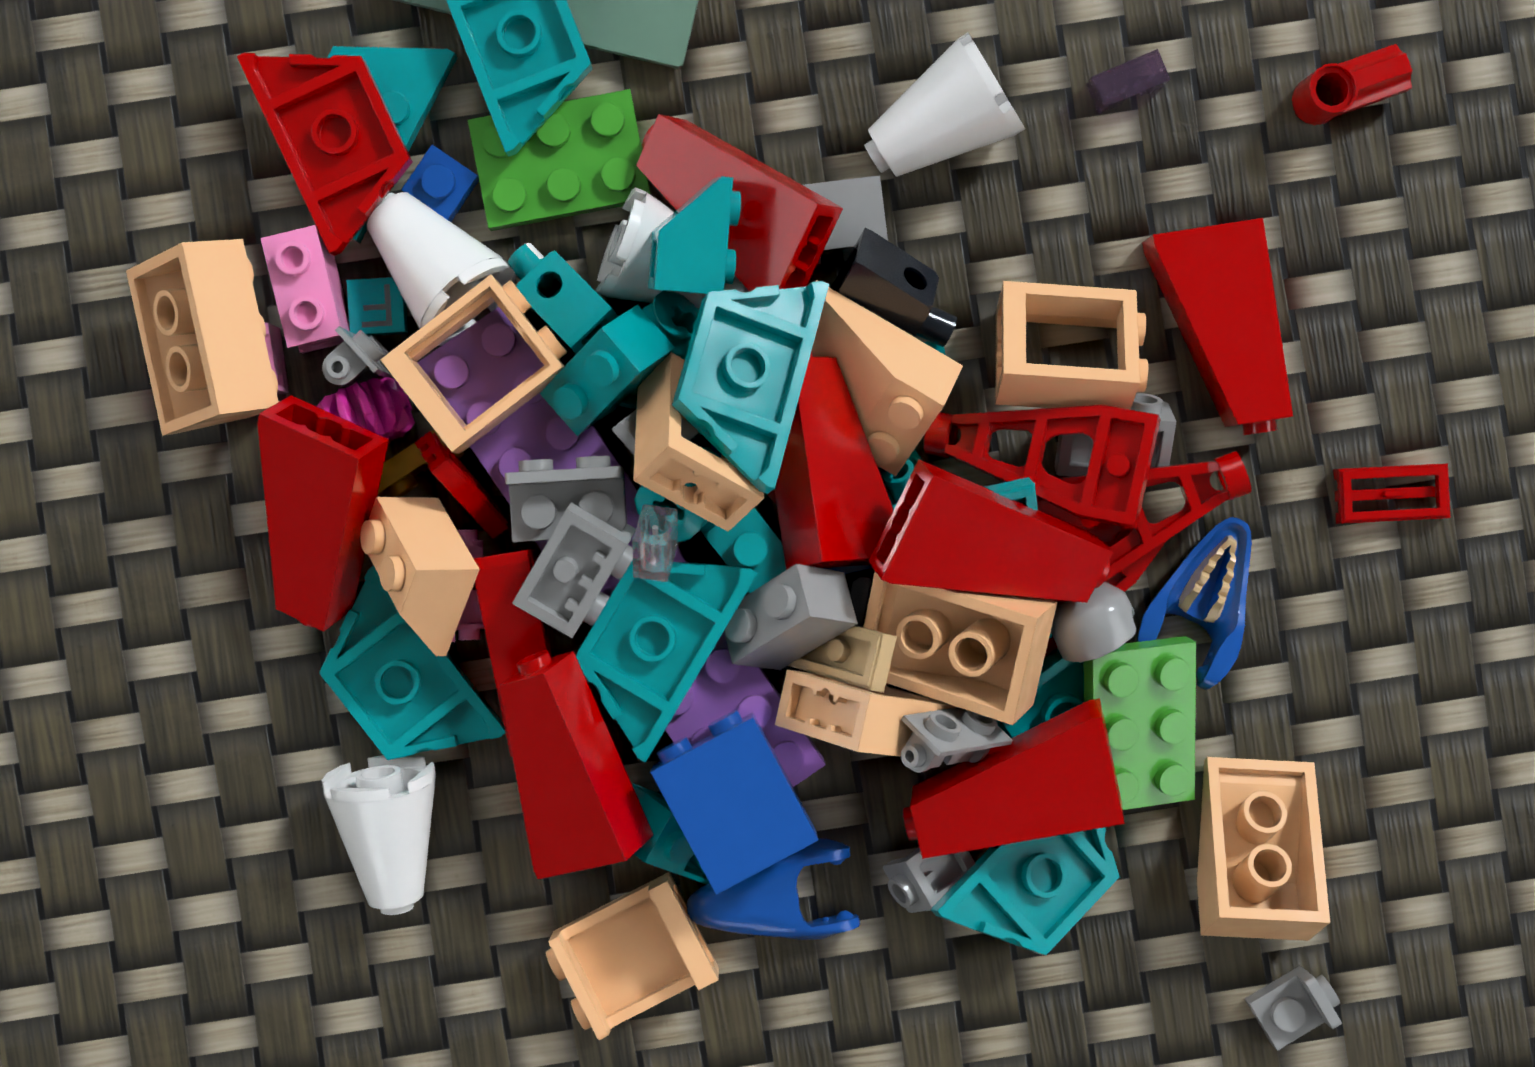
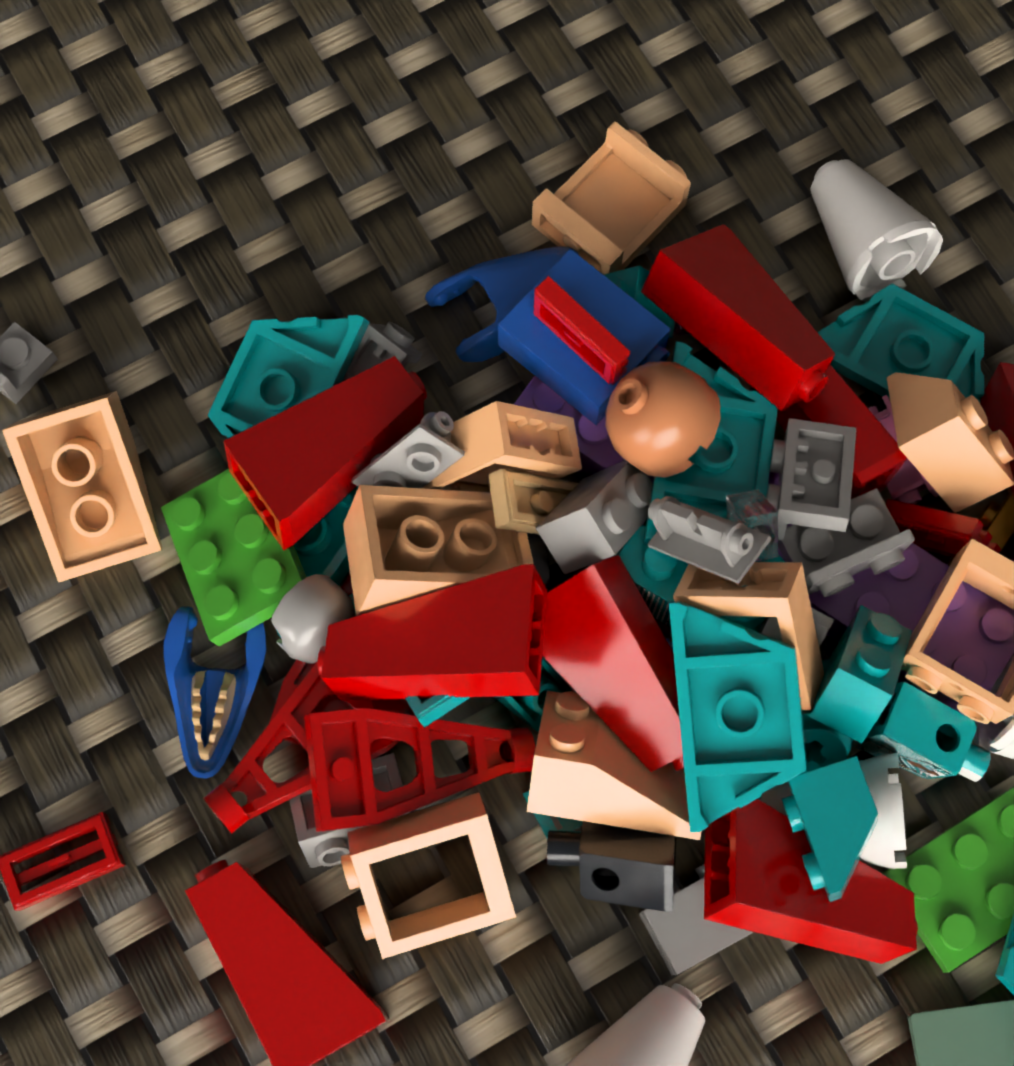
camera: 155 degrees right, 15 degrees down
(697, 682) = (661, 417): none -> nougat cylinder
(709, 542) = (705, 539): none -> light grey hinge
(747, 795) = (580, 331): none -> red tile

